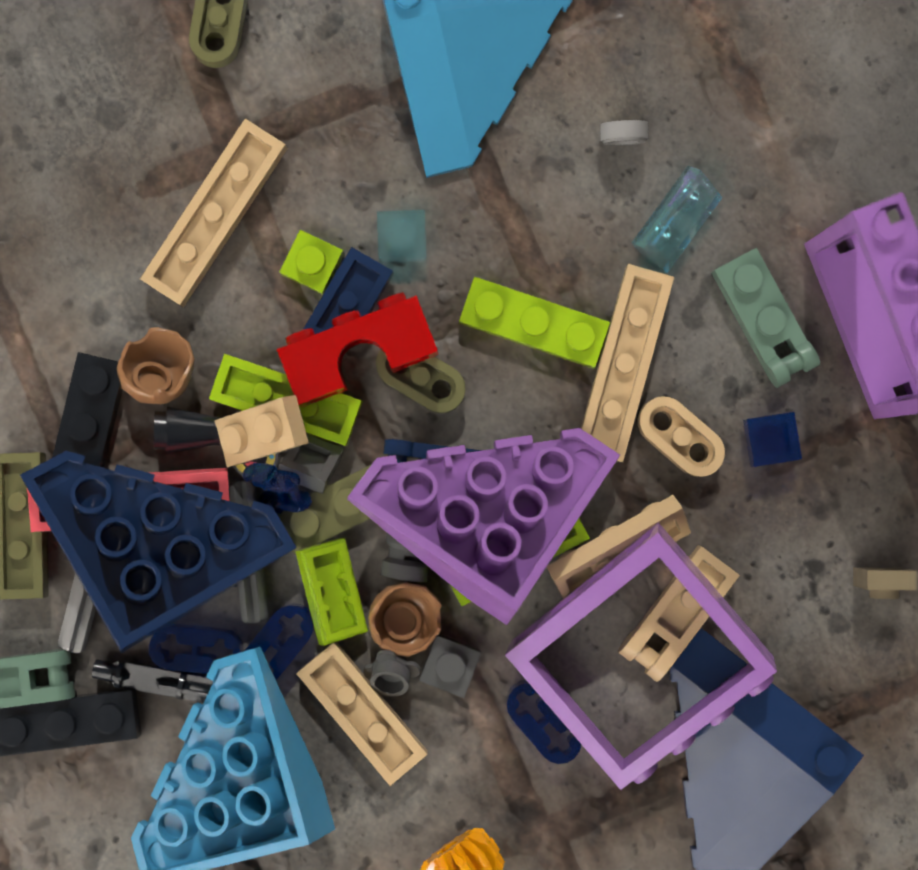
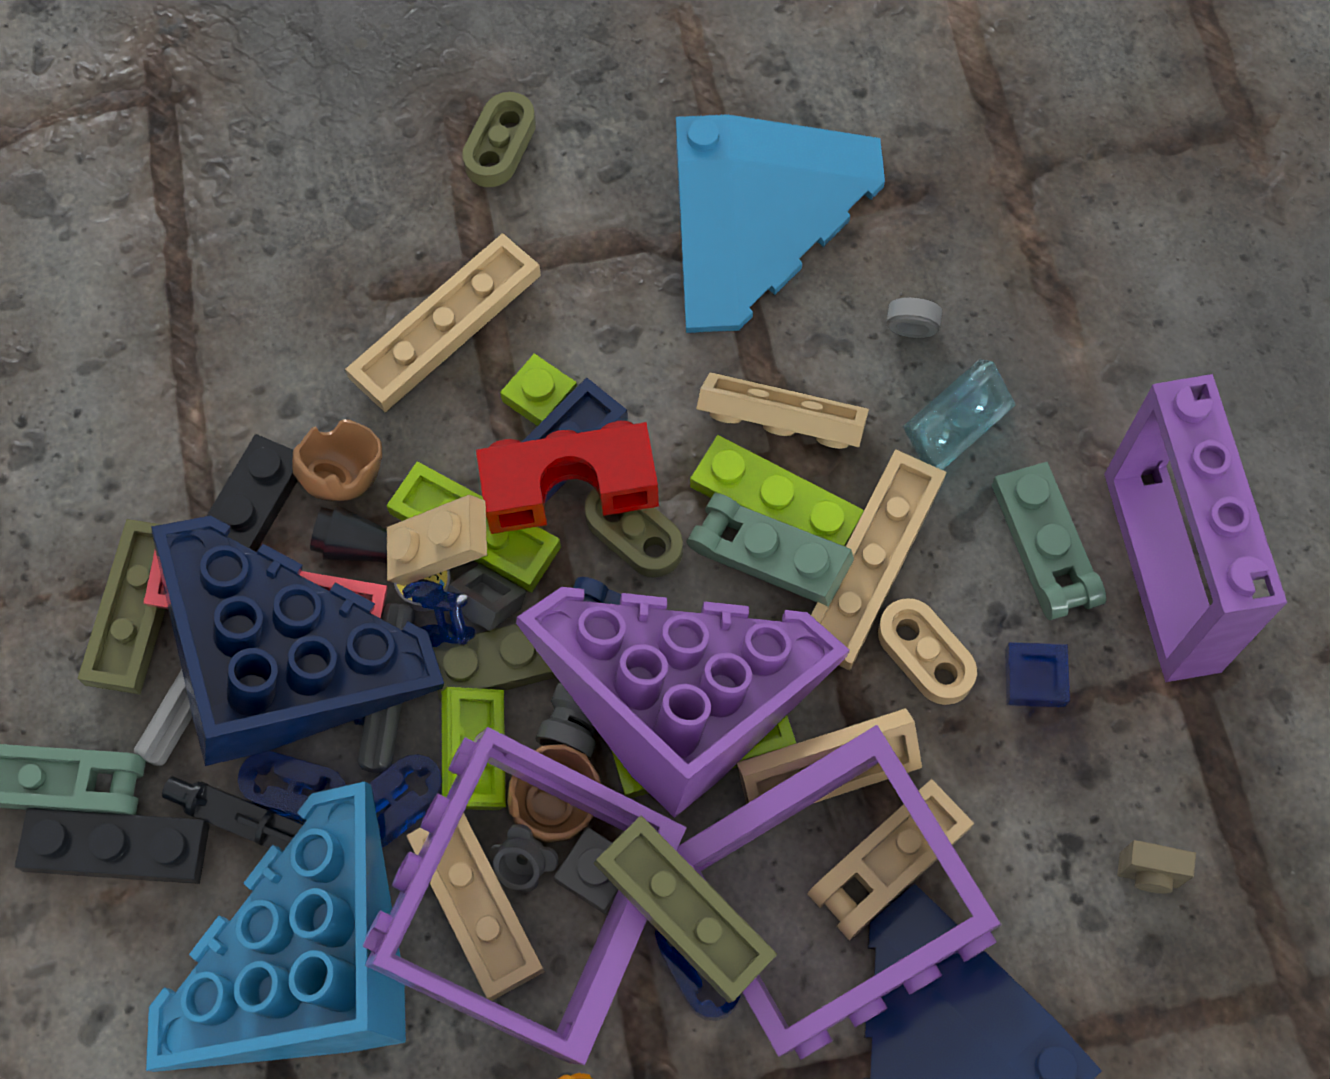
camera: 20 degrees right, 20 degrees down
(401, 235) = (645, 382): clear light blue plate -> none
(477, 737) = (614, 943): none -> medium lavender window
(526, 243) = (782, 411): none -> tan plate
(531, 705) = (685, 909): none -> olive plate
(540, 374) = (772, 550): none -> sand green plate

